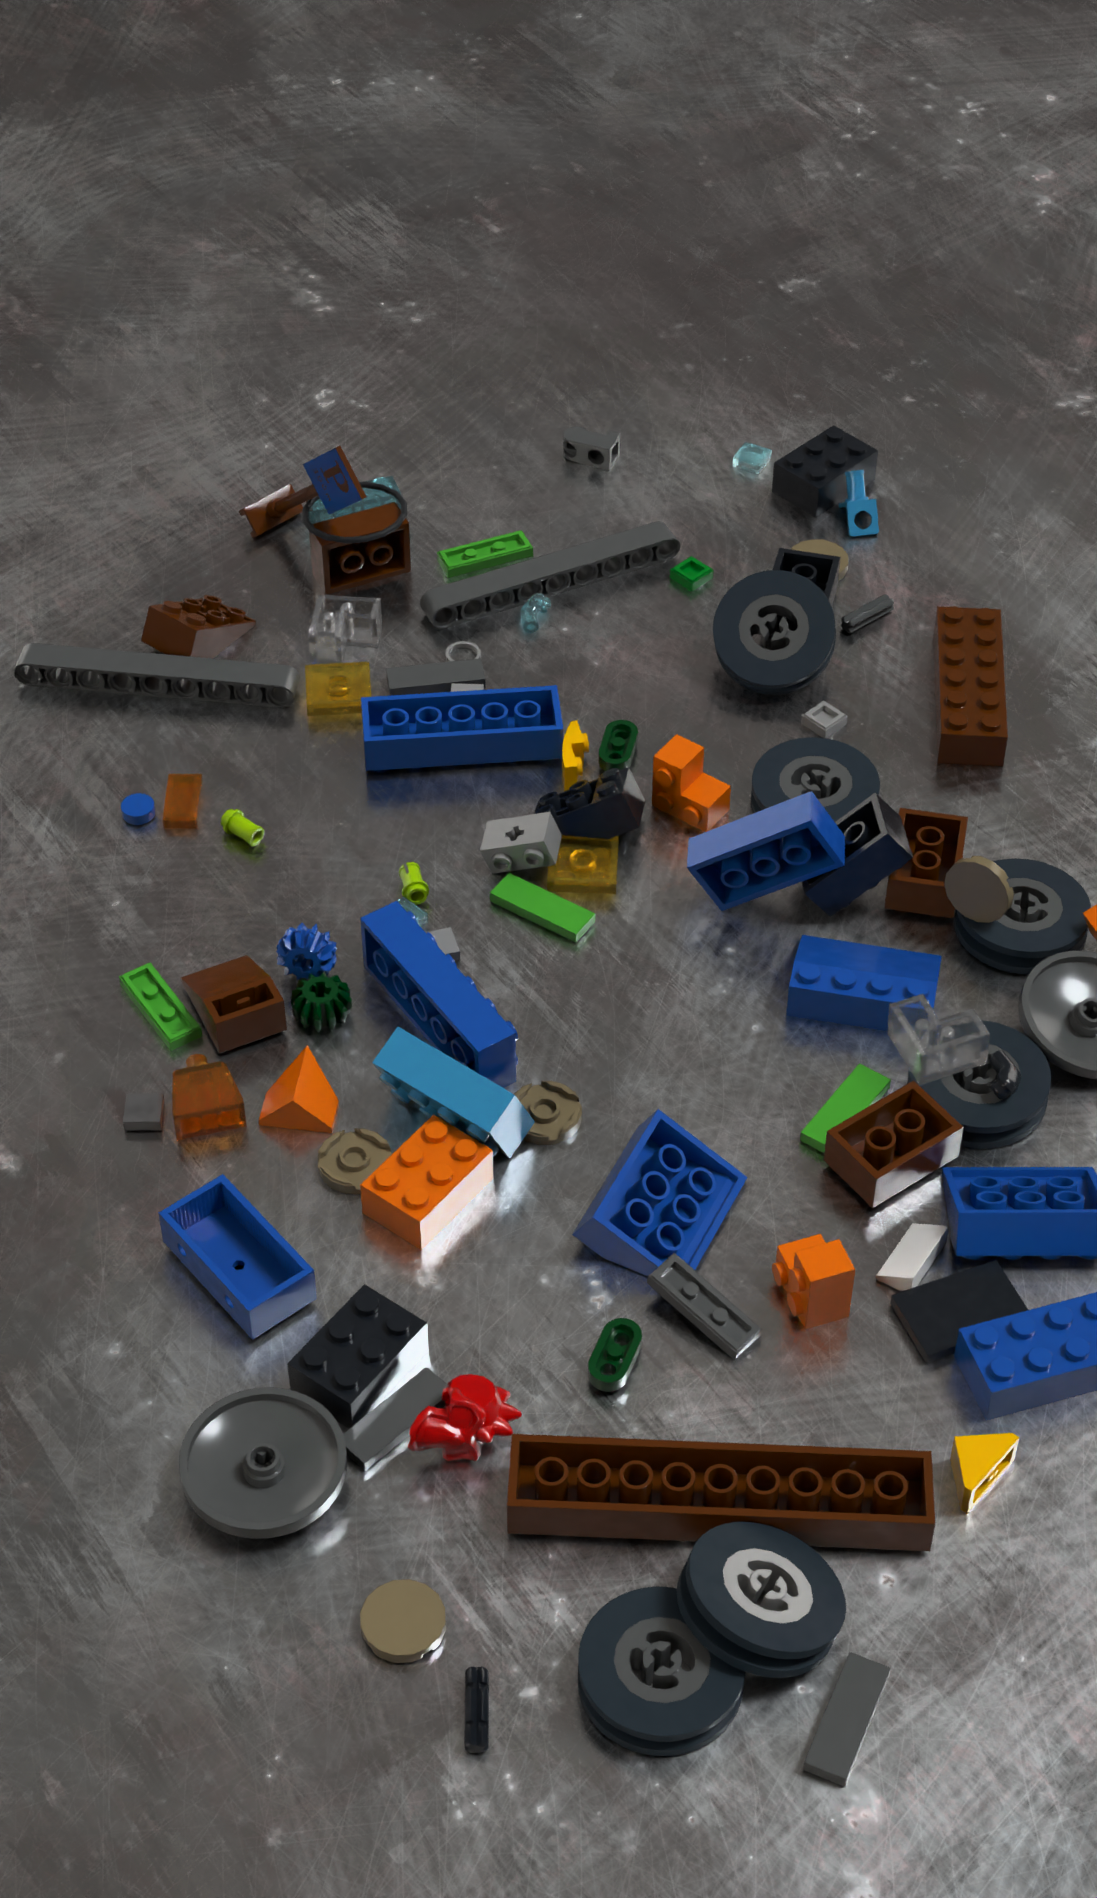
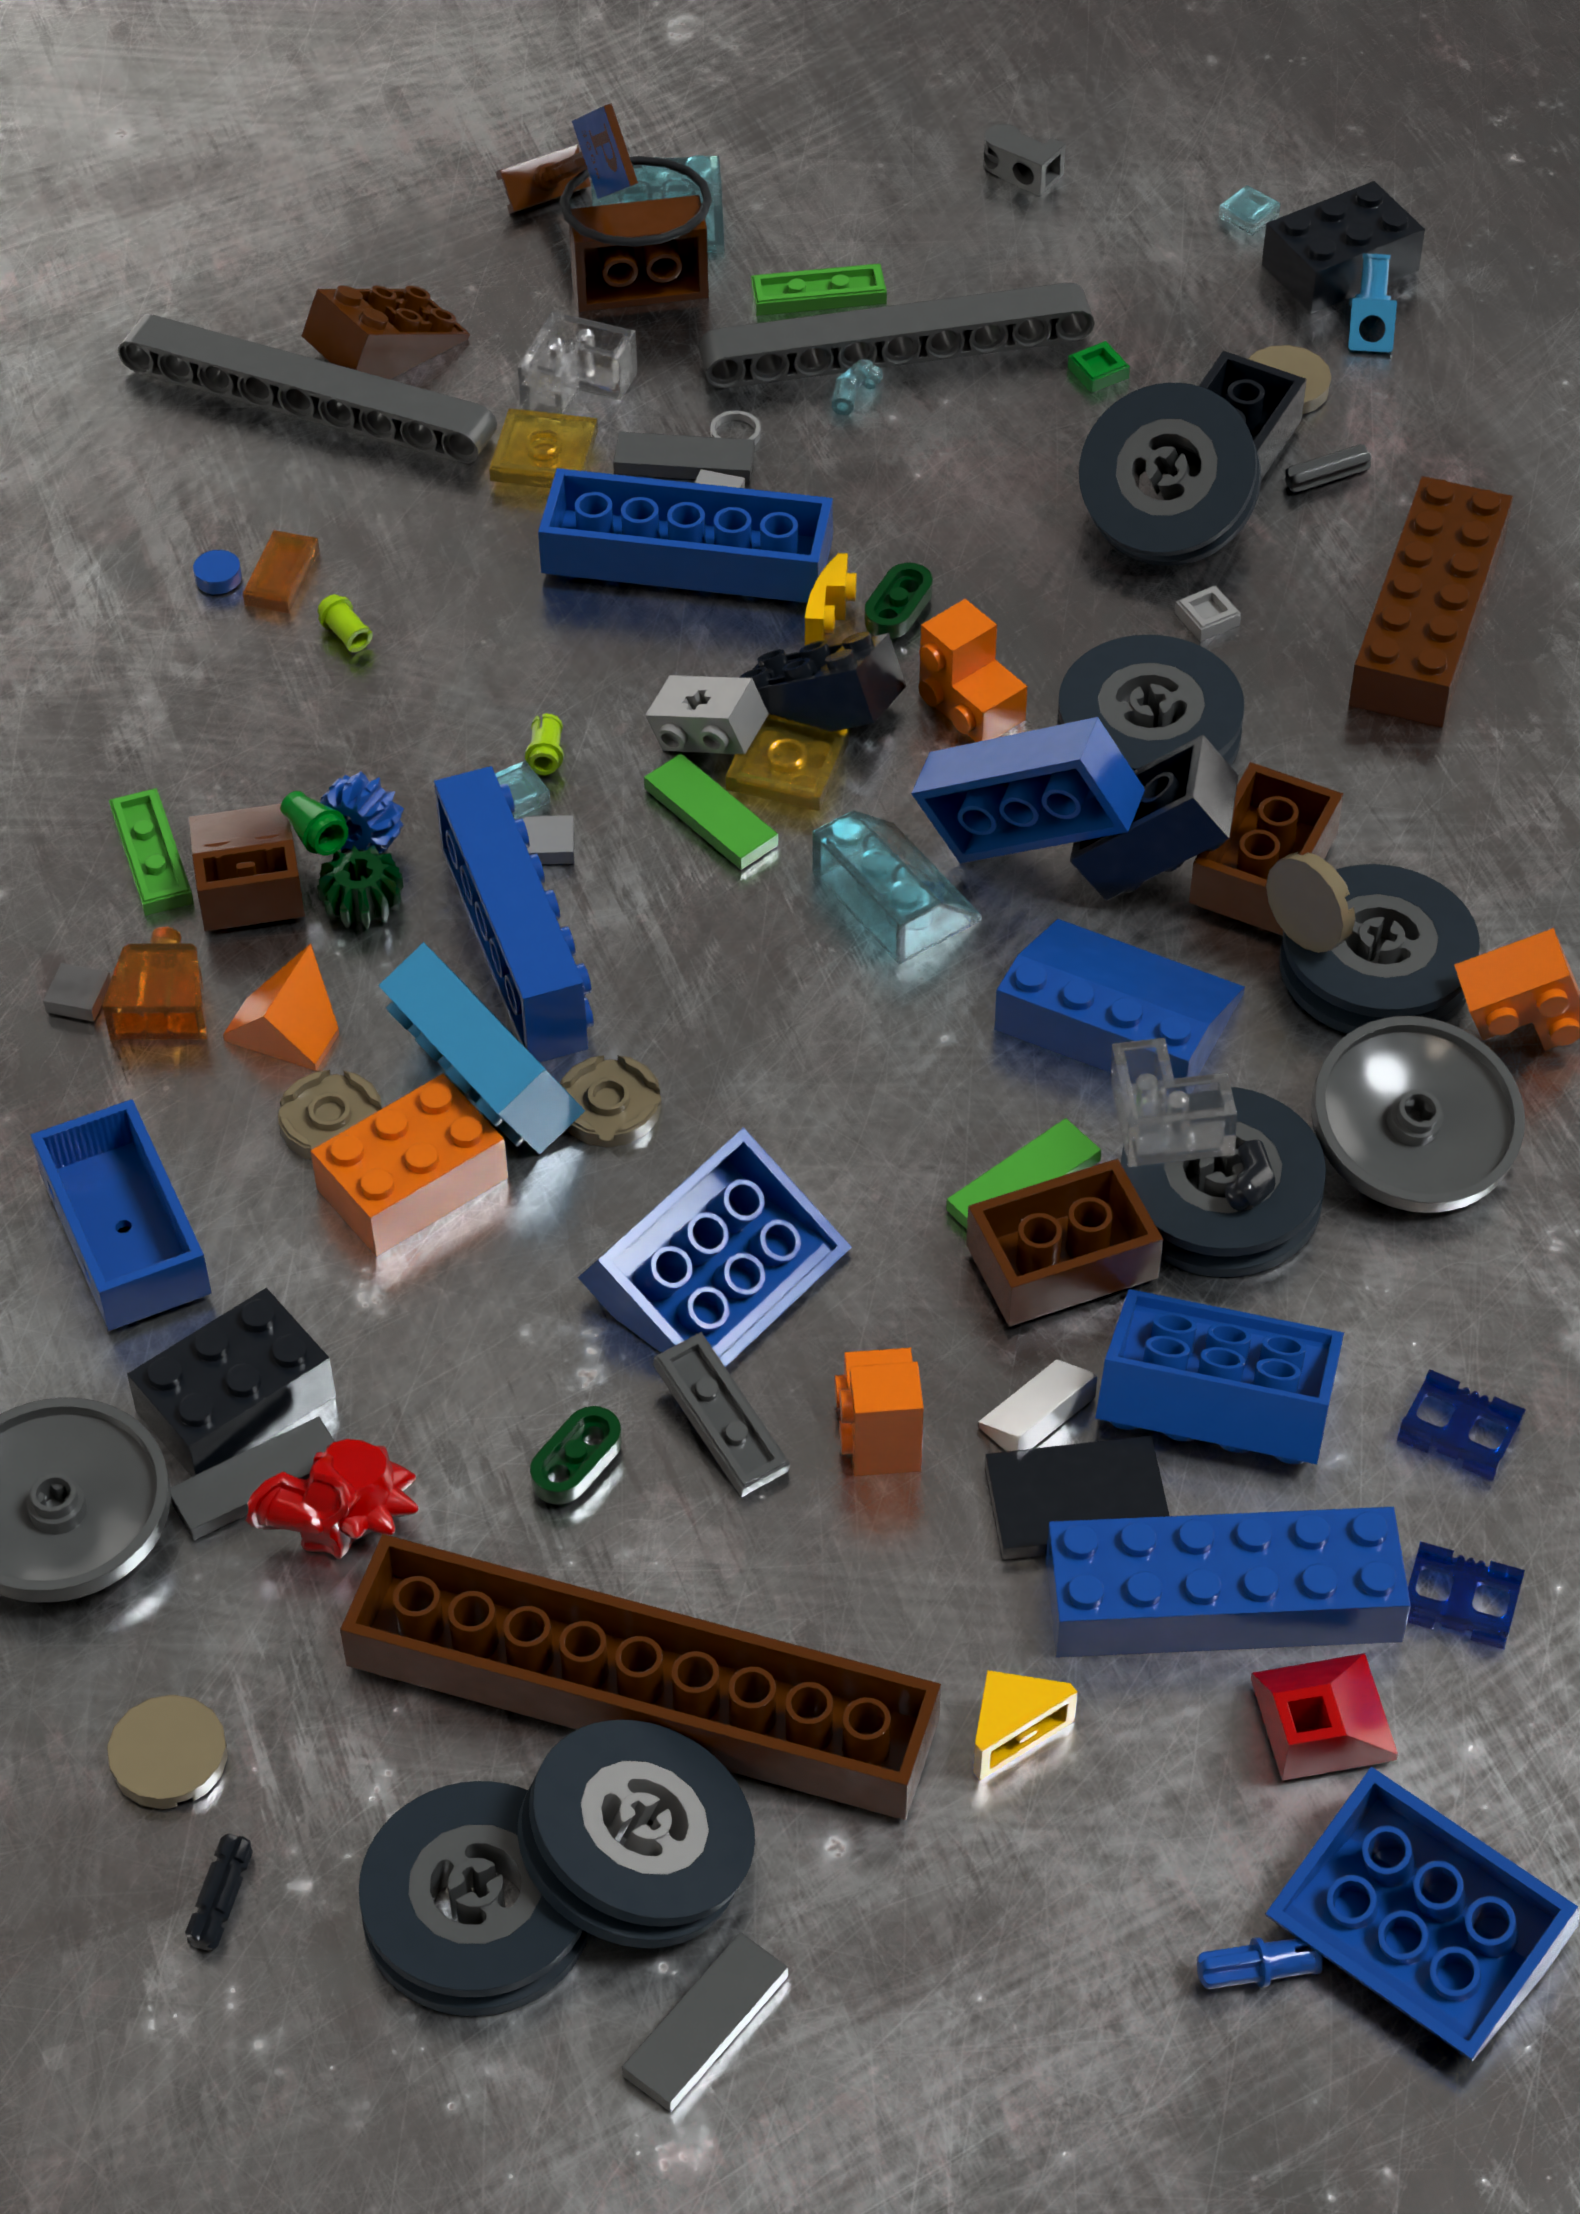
camera: 15 degrees right, 5 degrees up
(282, 964) = (317, 825): none -> green cone
(682, 934) = (889, 885): none -> clear light blue slope

